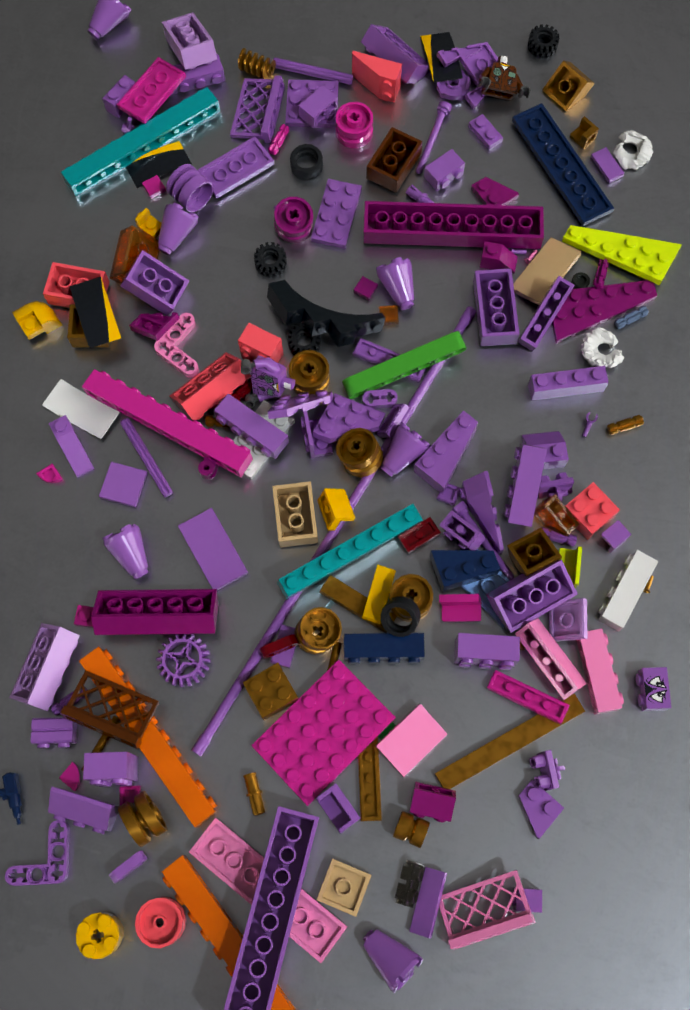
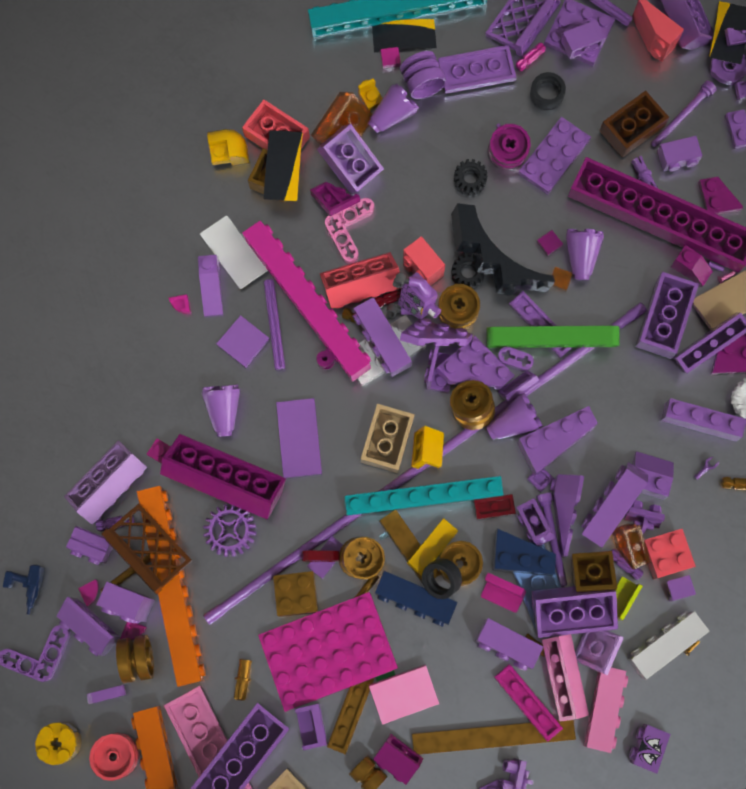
camera: 25 degrees right, 5 degrees up
(354, 125) = (610, 71): dark pink wheel -> none

